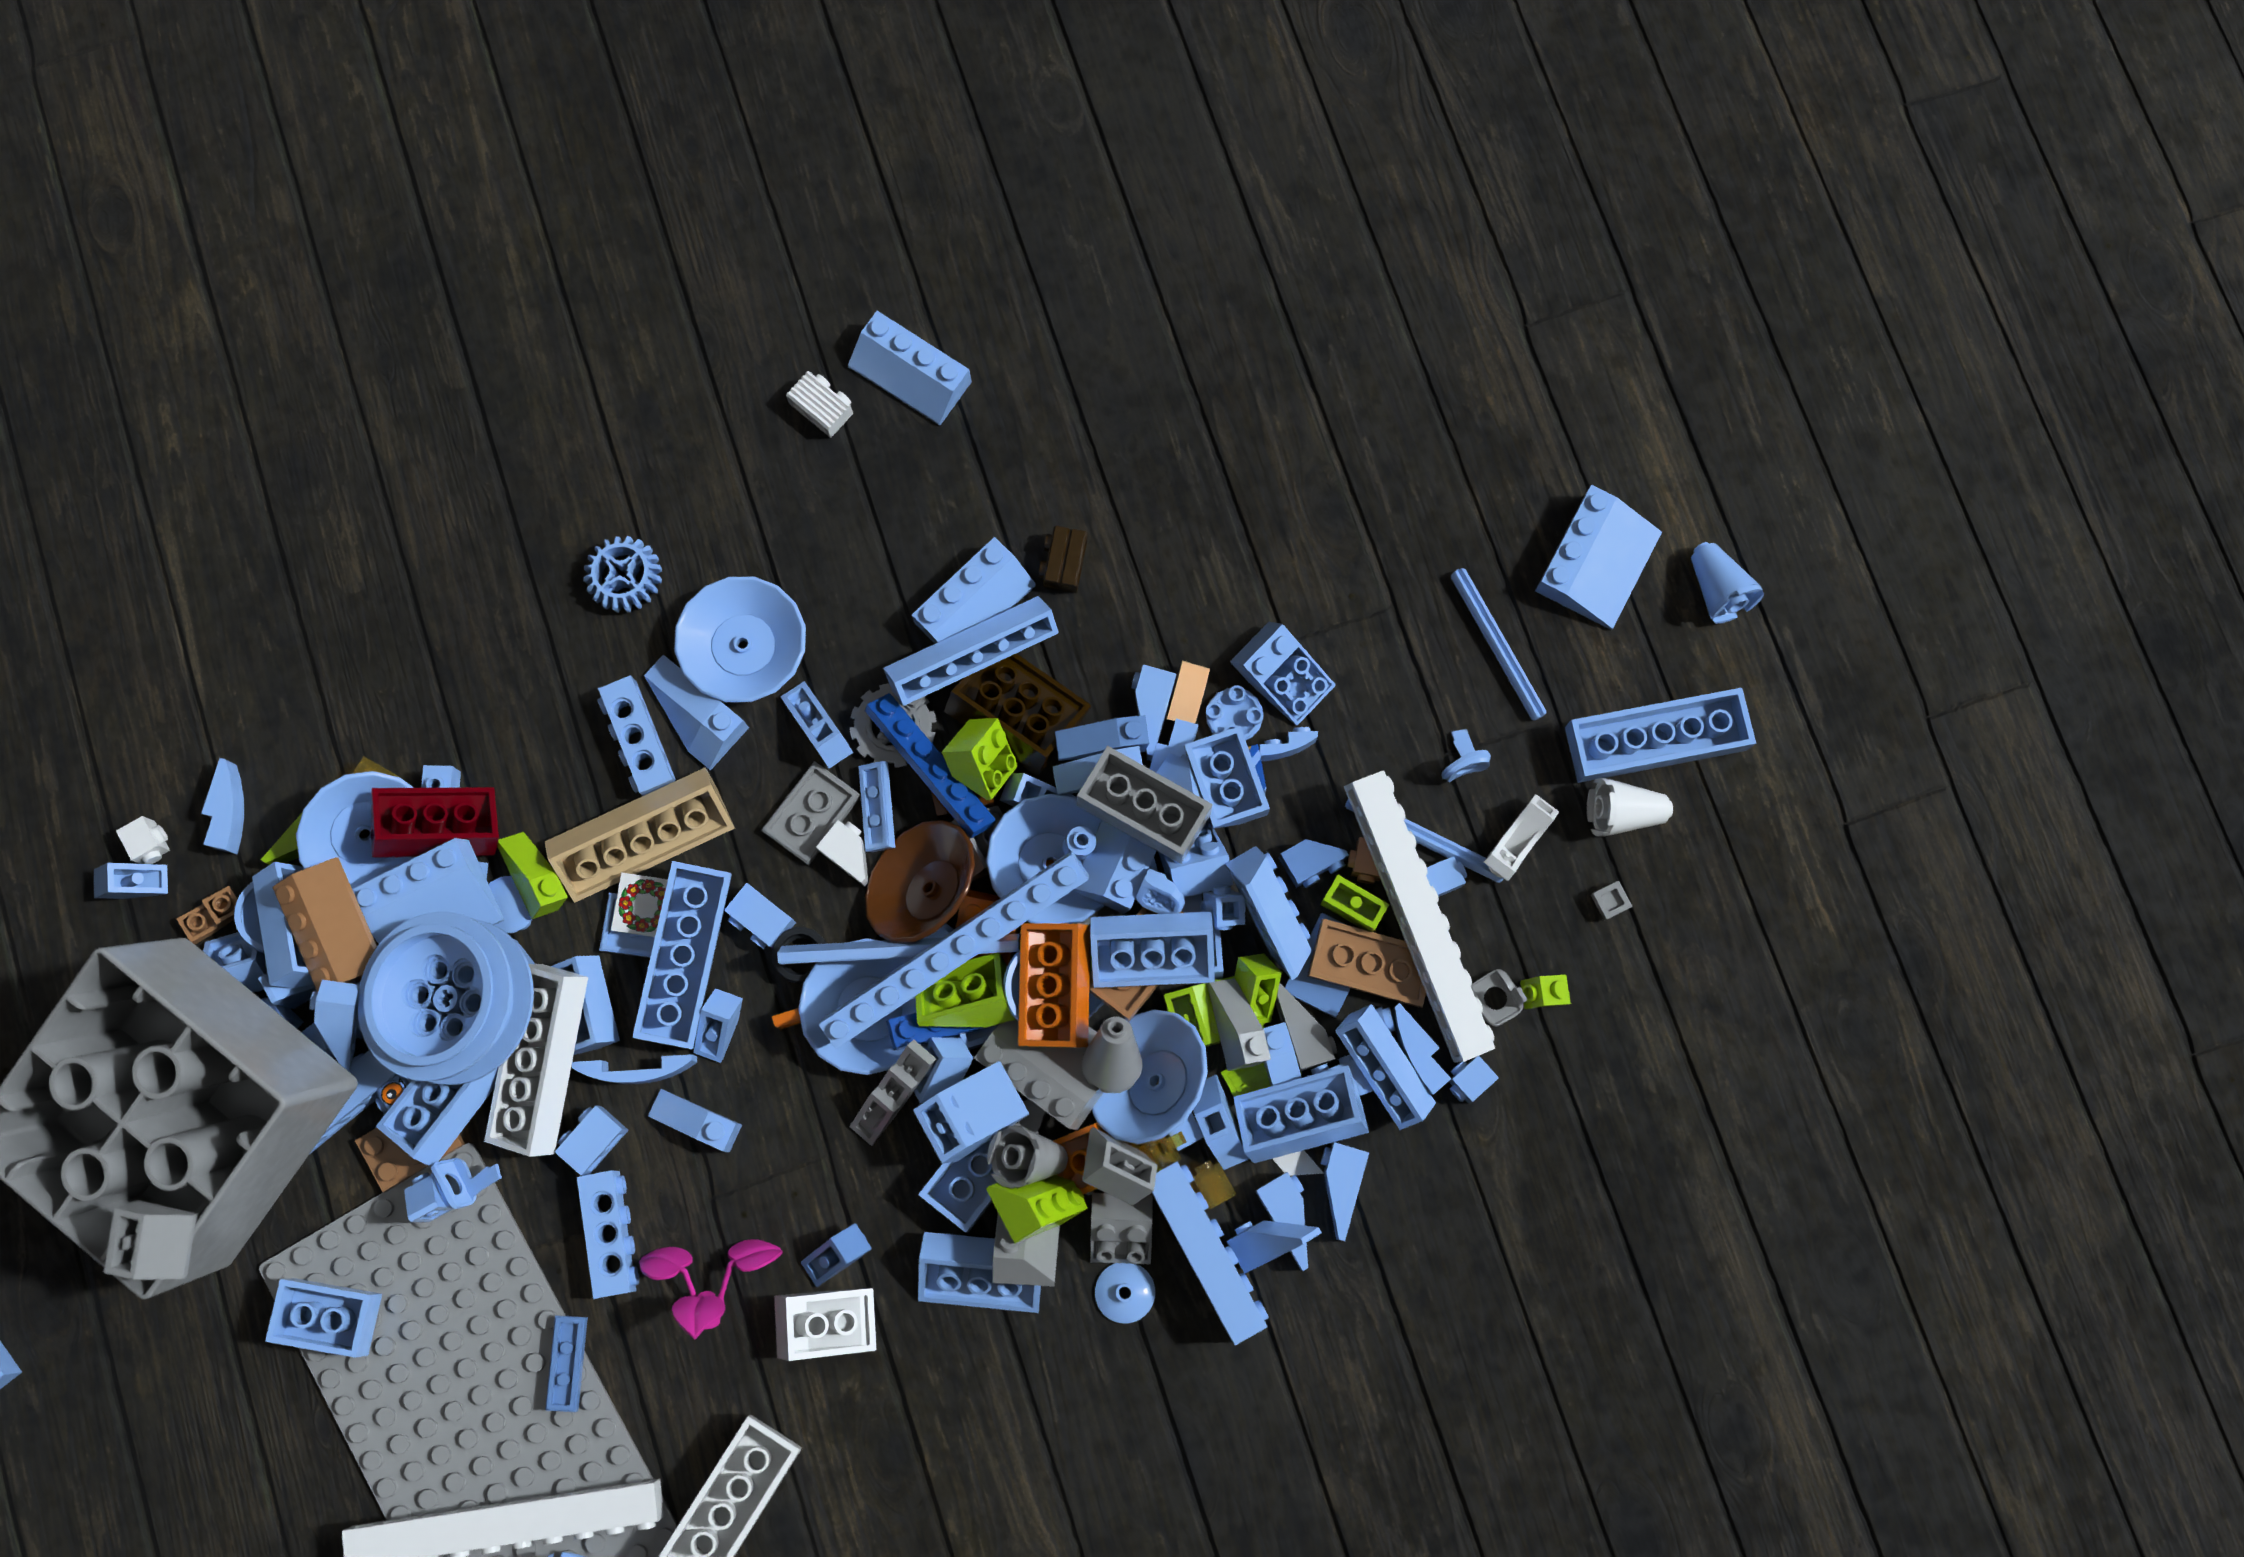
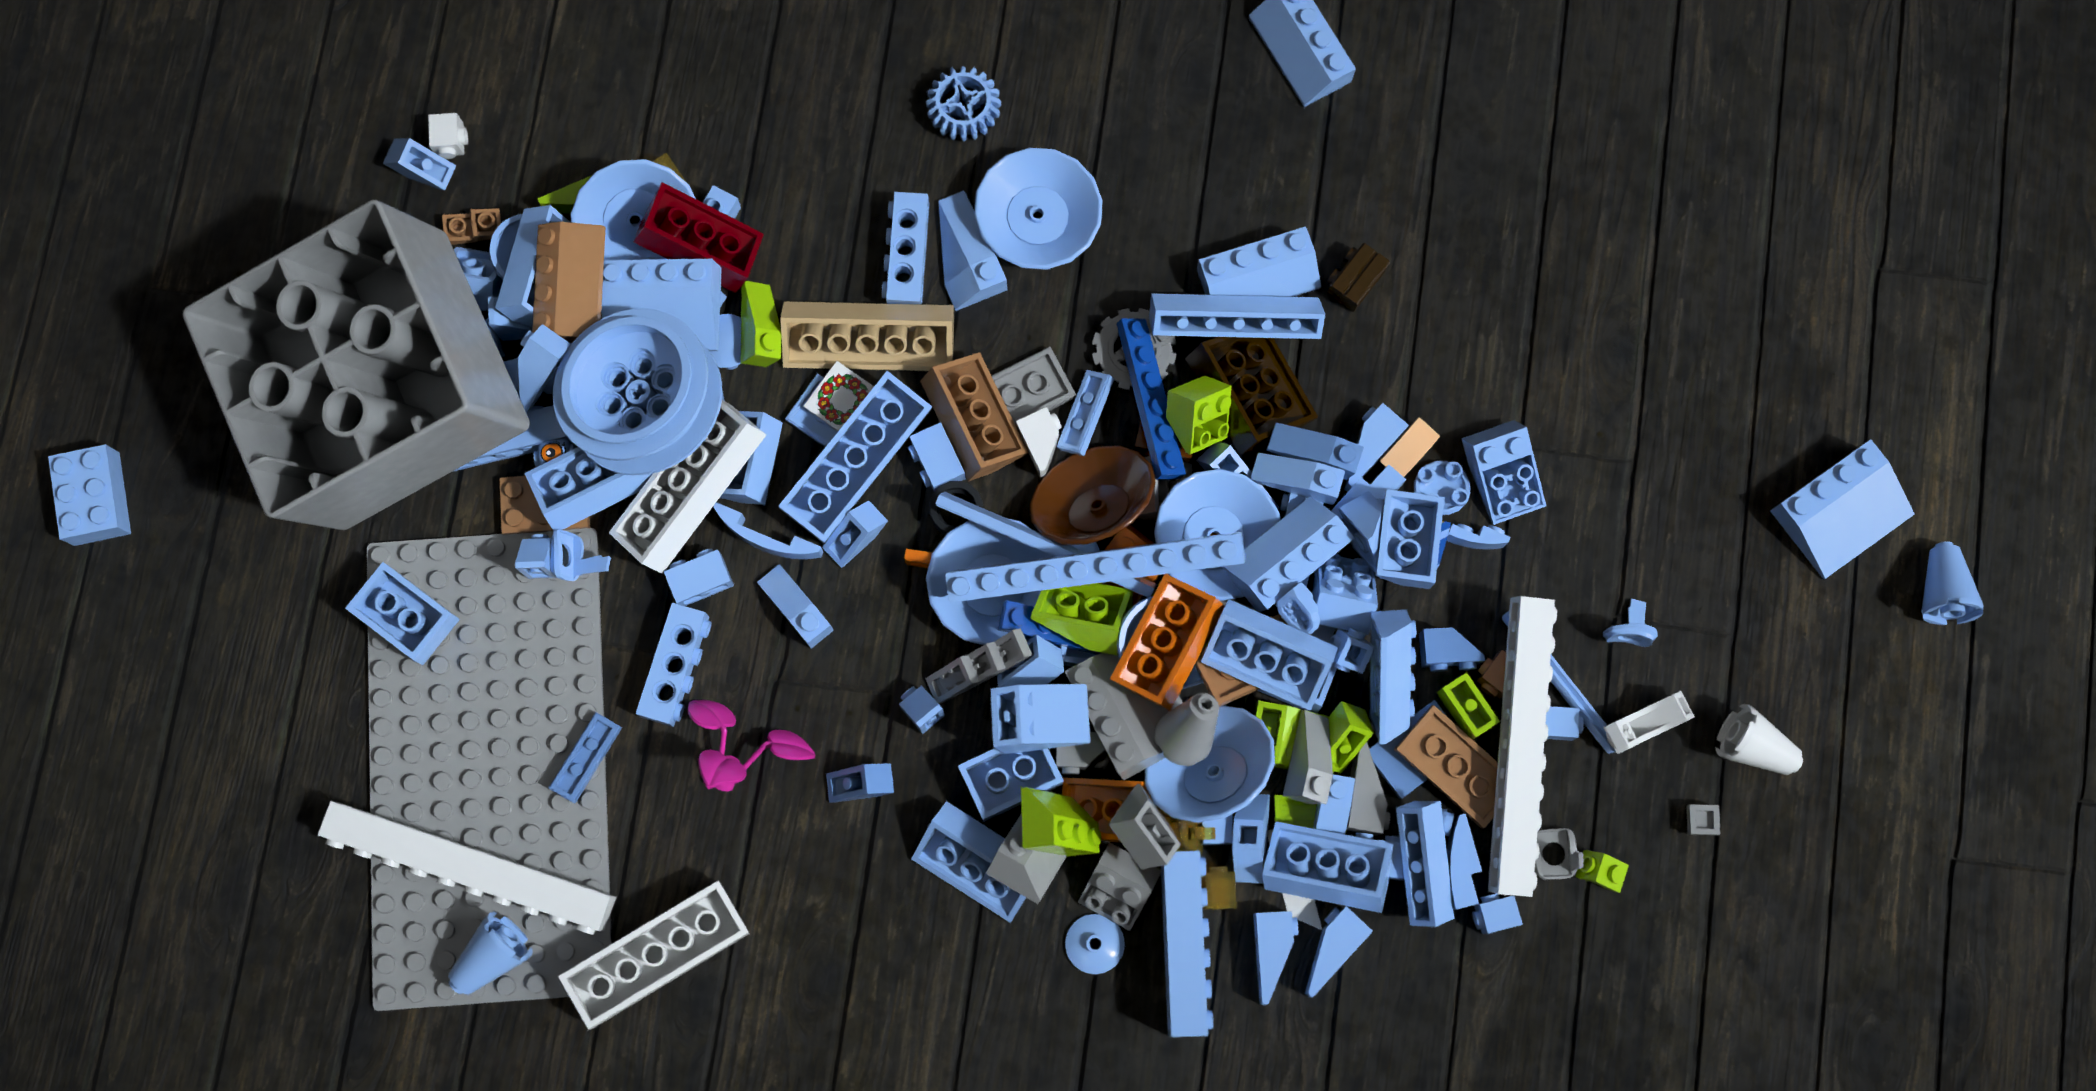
camera: 25 degrees right, 0 degrees up
(150, 1242) = (298, 469): light grey slope -> none
(225, 808) = (527, 141): light blue slope -> none
(774, 861) = (973, 415): none -> medium nougat slope
(817, 724) = (1068, 316): light blue slope -> none
(819, 403) = (1208, 37): white brick -> none
(824, 1323) = (821, 836): white slope -> none
(858, 1157) = (921, 708): none -> light blue slope
(1024, 1157) = (1067, 778): light grey cone -> none
(1086, 836) = (1258, 526): light blue brick -> none
(1144, 804) = (1325, 523): light grey brick -> none
(1267, 1241) = (1244, 962): light blue slope -> none
(1498, 644) = (1713, 541): light blue axle -> none
(1660, 735) = (1822, 694): light blue brick -> none

